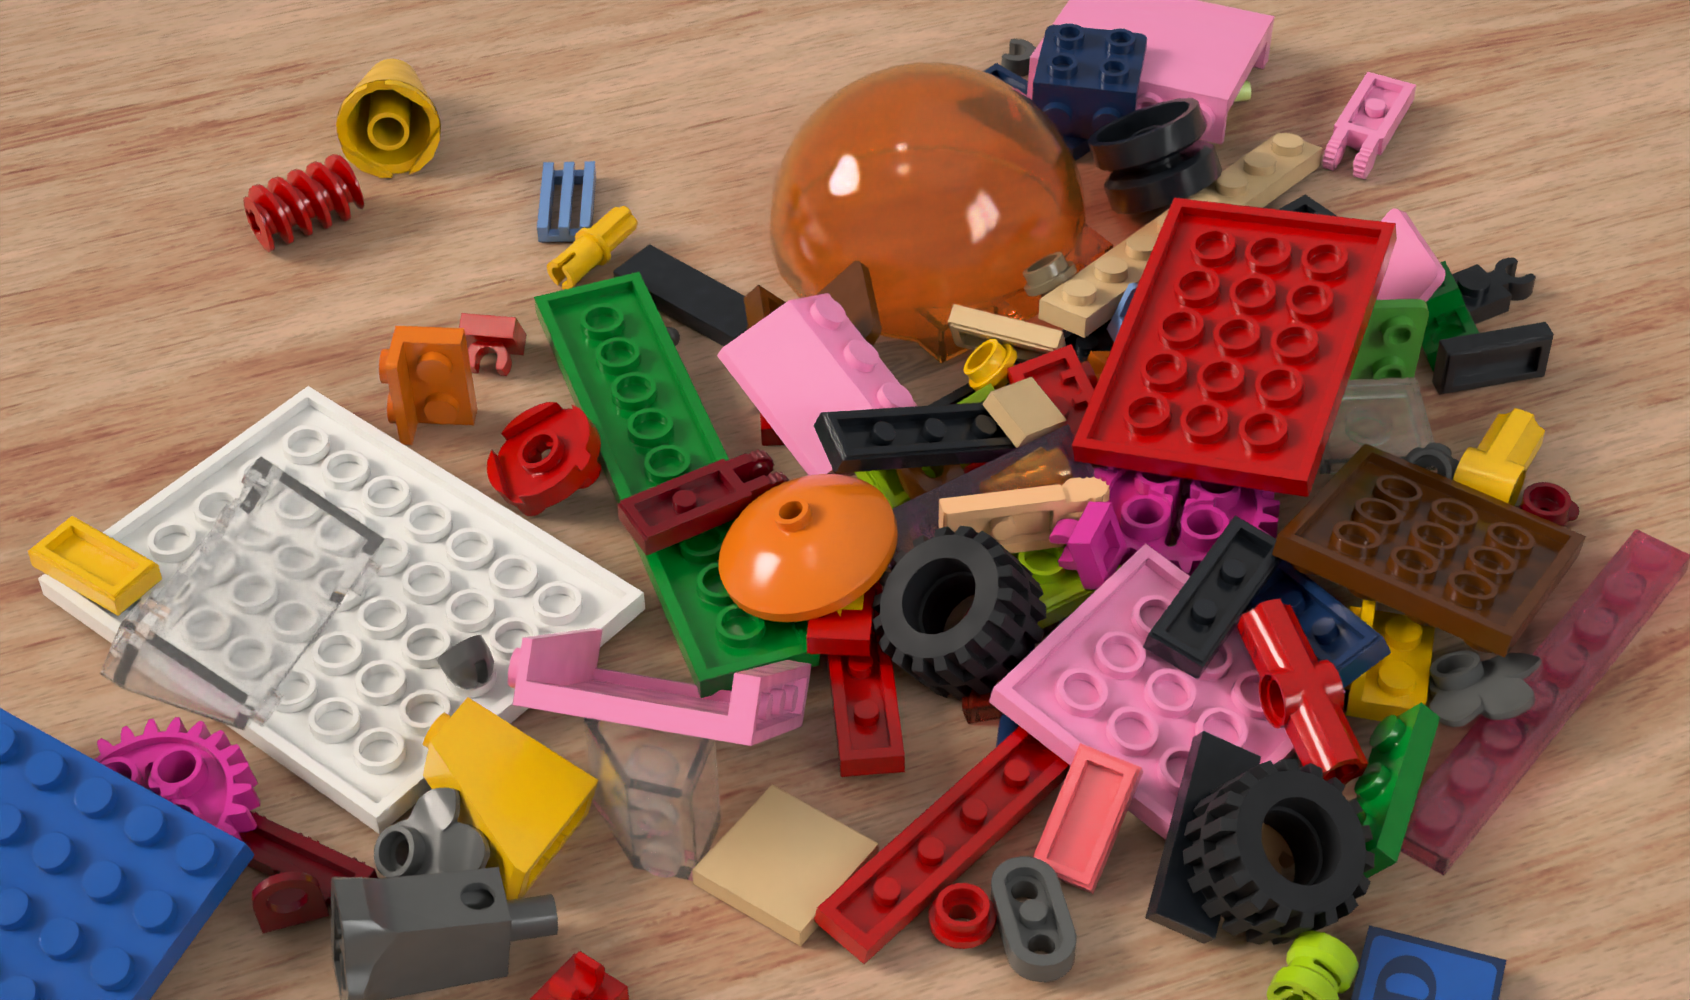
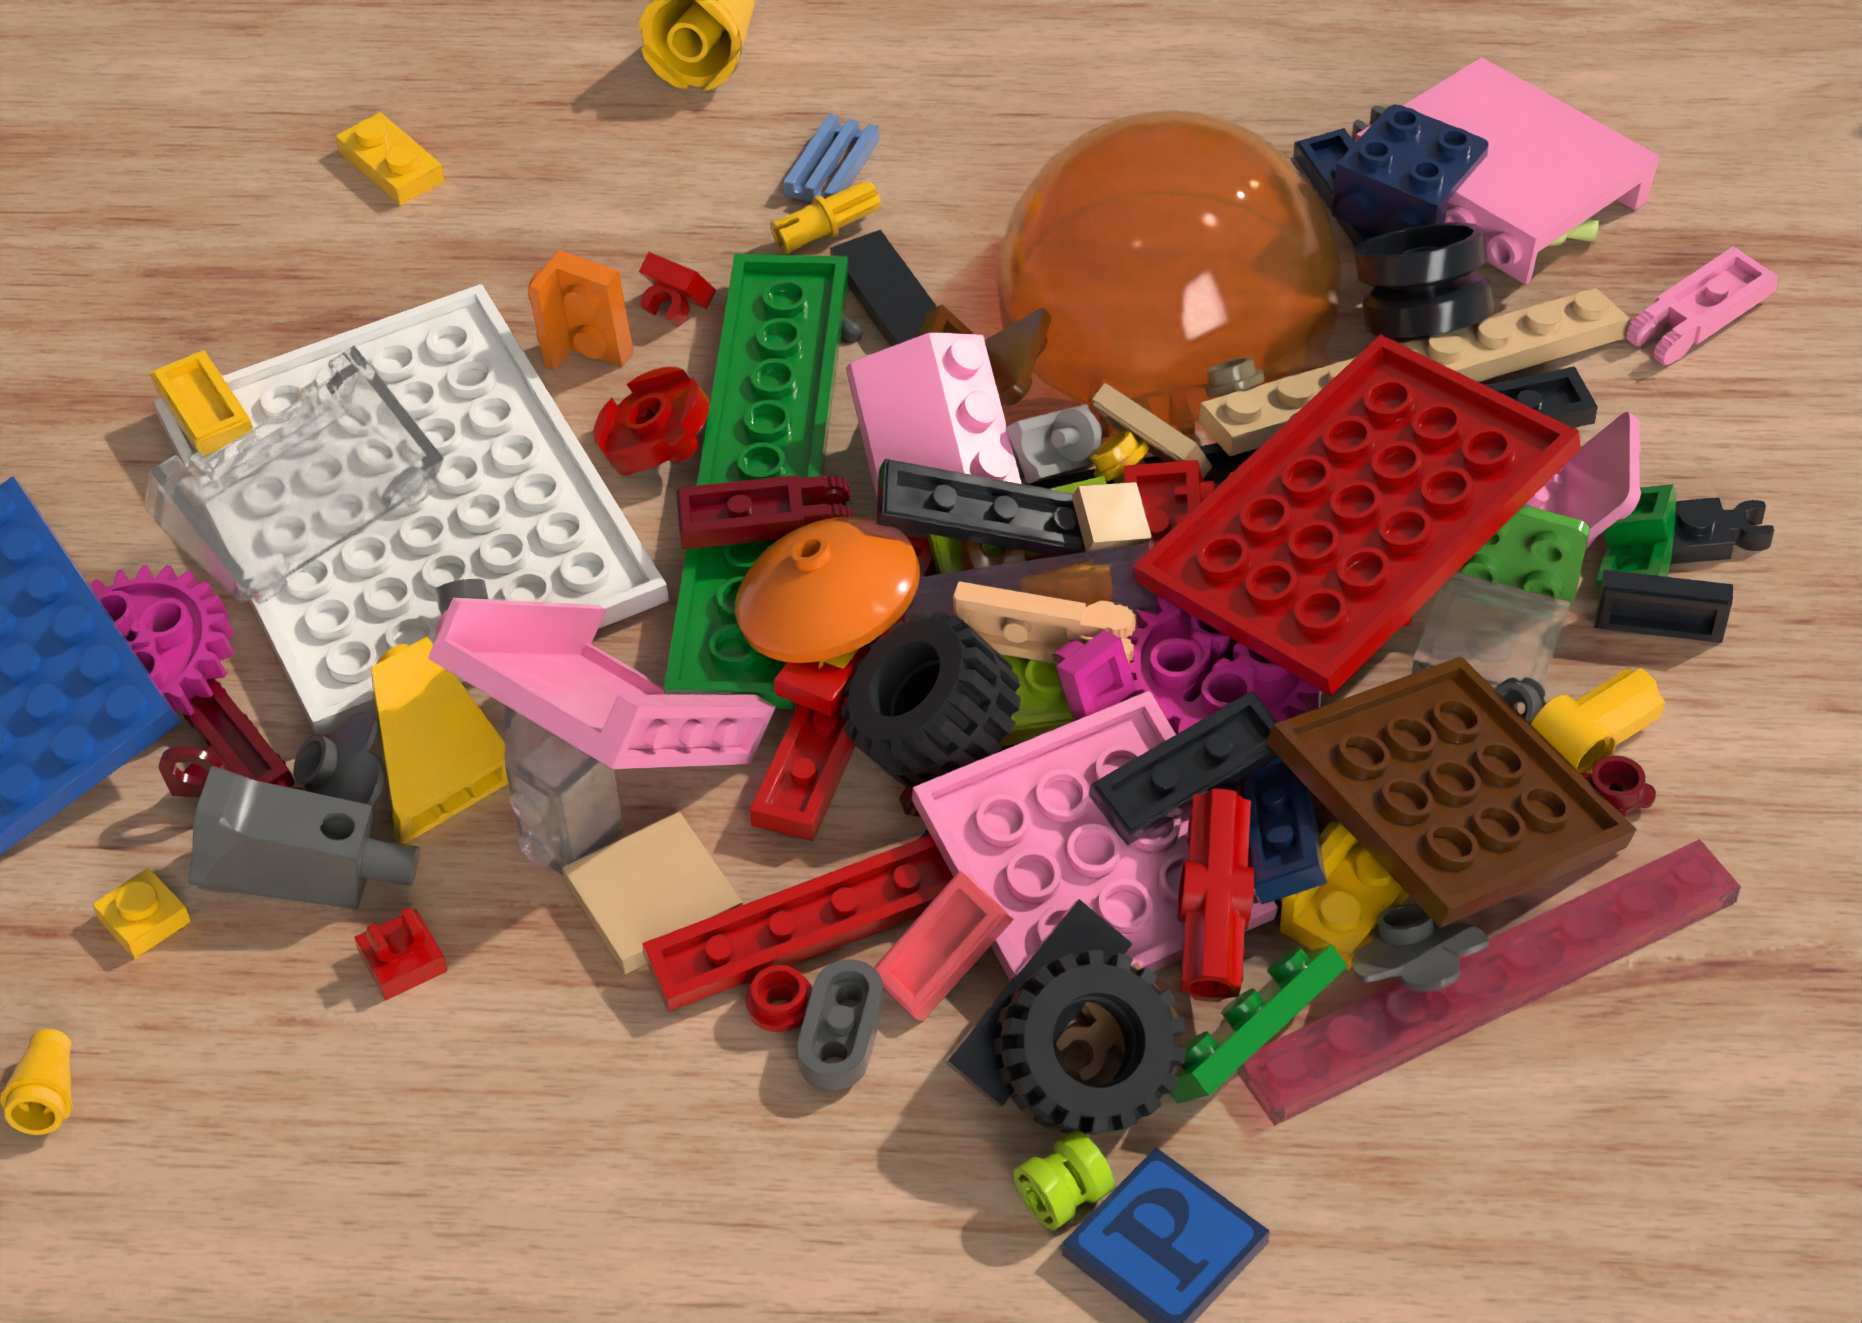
camera: 25 degrees right, 5 degrees up
(143, 305) = (390, 158): none -> yellow plate
(302, 199) = (576, 94): red piece -> none
(933, 366) = (1055, 443): none -> light grey hips

